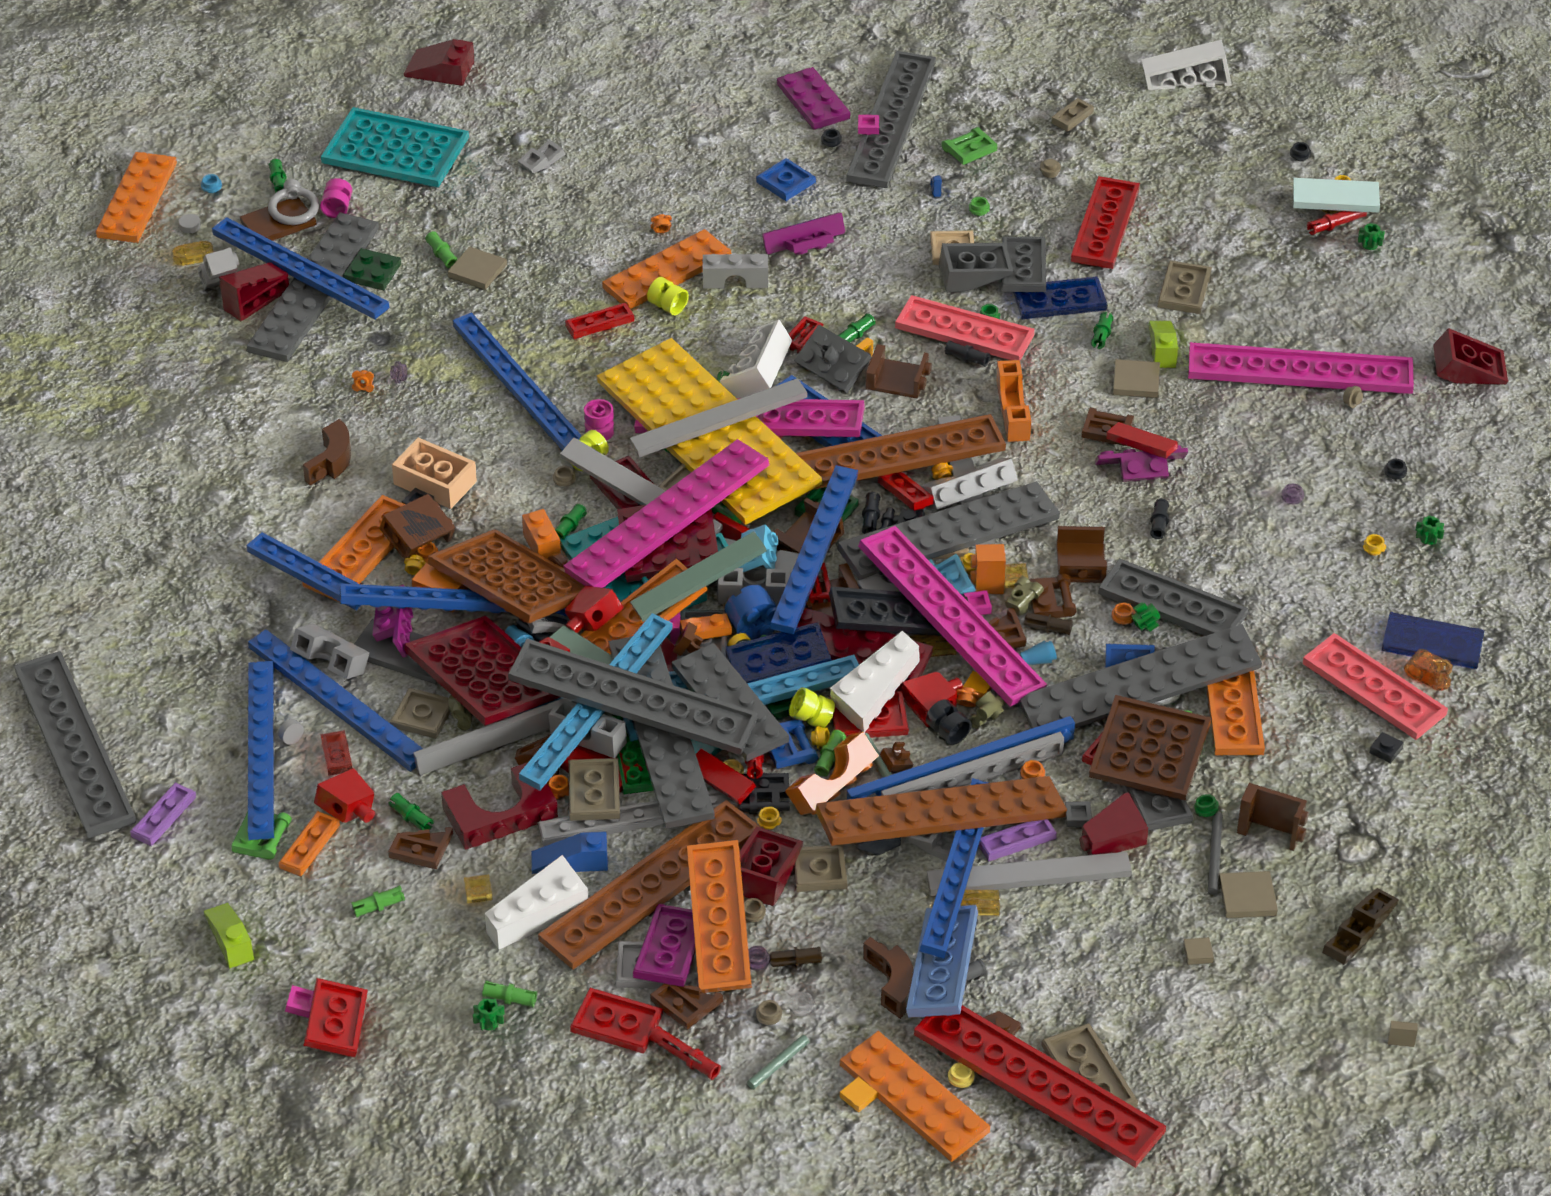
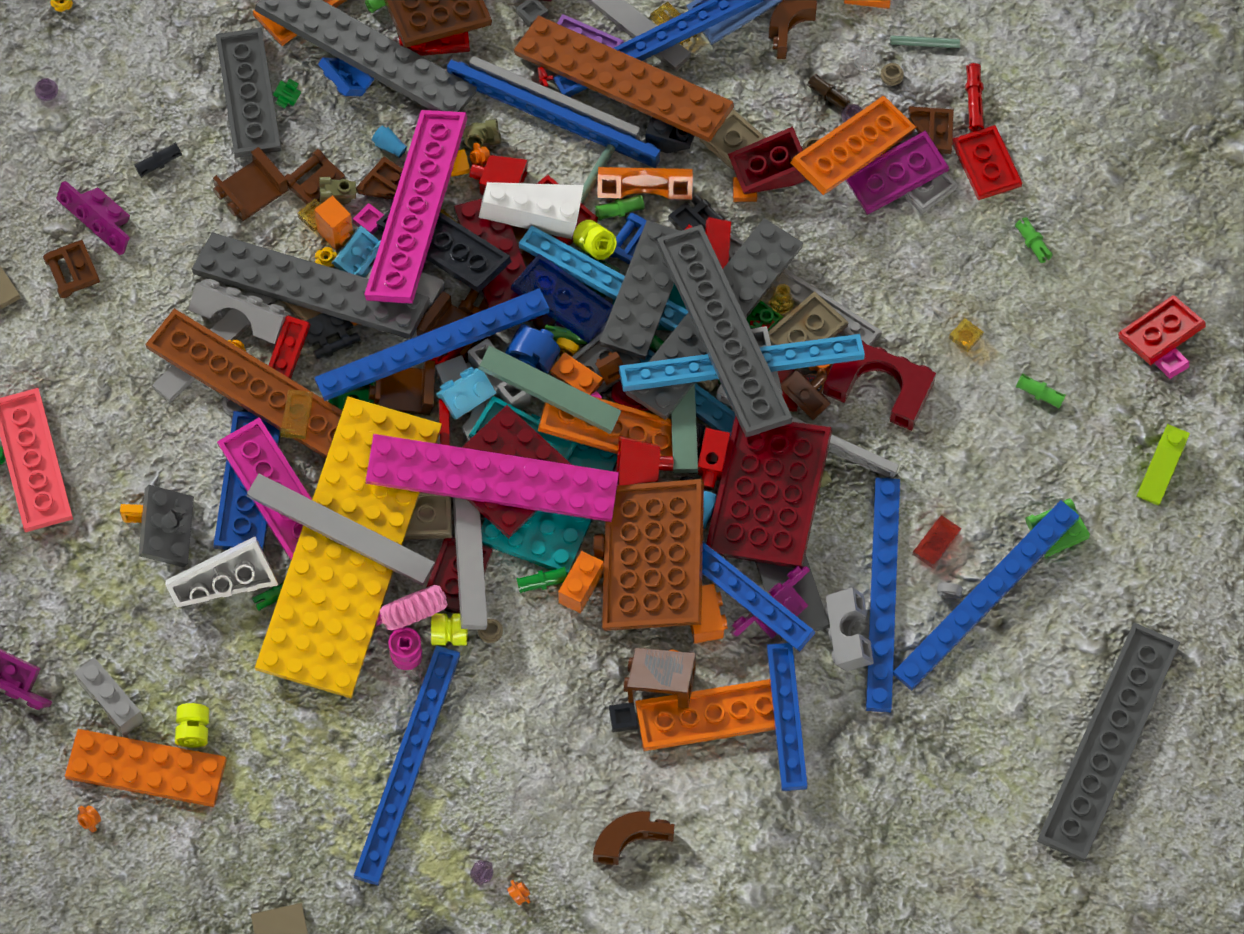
camera: 130 degrees left, 20 degrees up
(163, 814) = (1106, 615): medium lavender tile -> none
(309, 843) = (1033, 488): orange tile -> none
(346, 797) = (975, 488): red torso -> none
(410, 812) = (941, 440): green pin -> none
(414, 564) = (700, 653): yellow plate -> none
(421, 713) = (839, 520): dark tan tile -> none
(421, 847) = (965, 404): reddish brown wing -> none
(434, 472) = (585, 723): light nougat brick -> none
(488, 1014) = (1067, 230): green gear -> none
(536, 904) = (945, 280): white wedge -> none
(582, 851) = (878, 298): blue slope -> none
(599, 320) = (265, 768): red tile -> none
(616, 425) = (413, 607): none -> bright pink gear
(635, 788) = (782, 299): none -> clear yellow cone
(639, 889) = (860, 228): dark orange plate -> none
(769, 818) = (722, 196): yellow plate -> none
(804, 333) = (137, 596): red tile -> none
(820, 737) = (611, 223): yellow plate -> none
(841, 453) = (296, 414): none -> clear yellow tile
(856, 329) = (106, 543): green pin -> none
(870, 512) = (332, 363): black pin -> none
(896, 376) = (134, 467): reddish brown panel -> none
(896, 758) = (585, 159): reddish brown tile -> none
(948, 722) = (521, 143): black wheel -> none
(967, 353) = (64, 434): black pin -> none
(998, 774) = (543, 78): none -> red plant
(1010, 391) = (87, 365): orange arch -> none
(1032, 769) = (516, 66): orange plate -> none
(1048, 623) = (347, 158): dark brown axle -> none
(1122, 613) = (291, 117): orange plate -> none
(1142, 440) = (82, 216): red tile -> none

